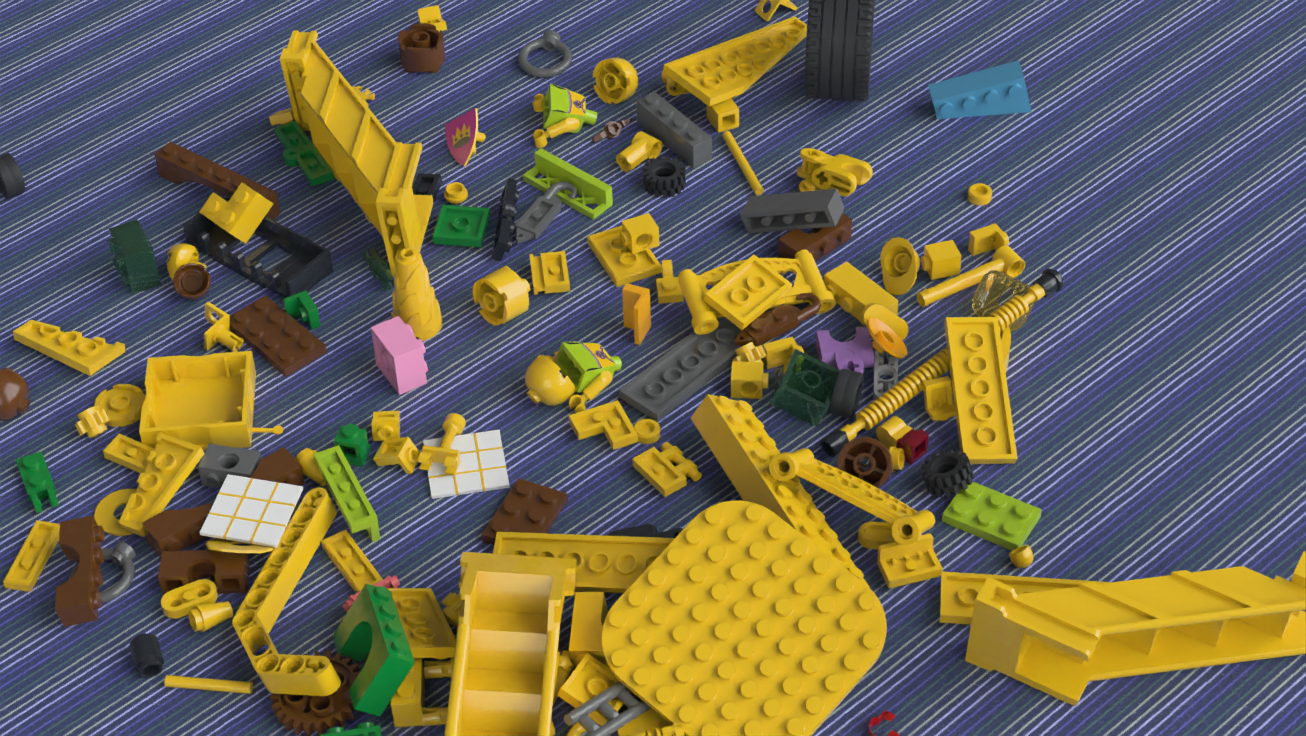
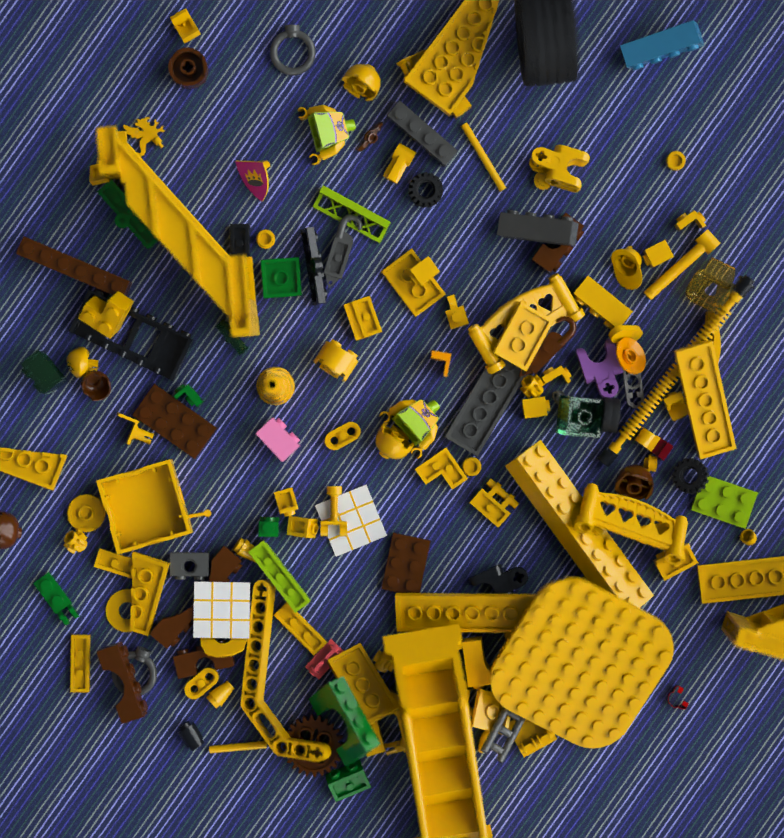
camera: 15 degrees left, 45 degrees up
(485, 374) = (342, 435): none -> yellow plate

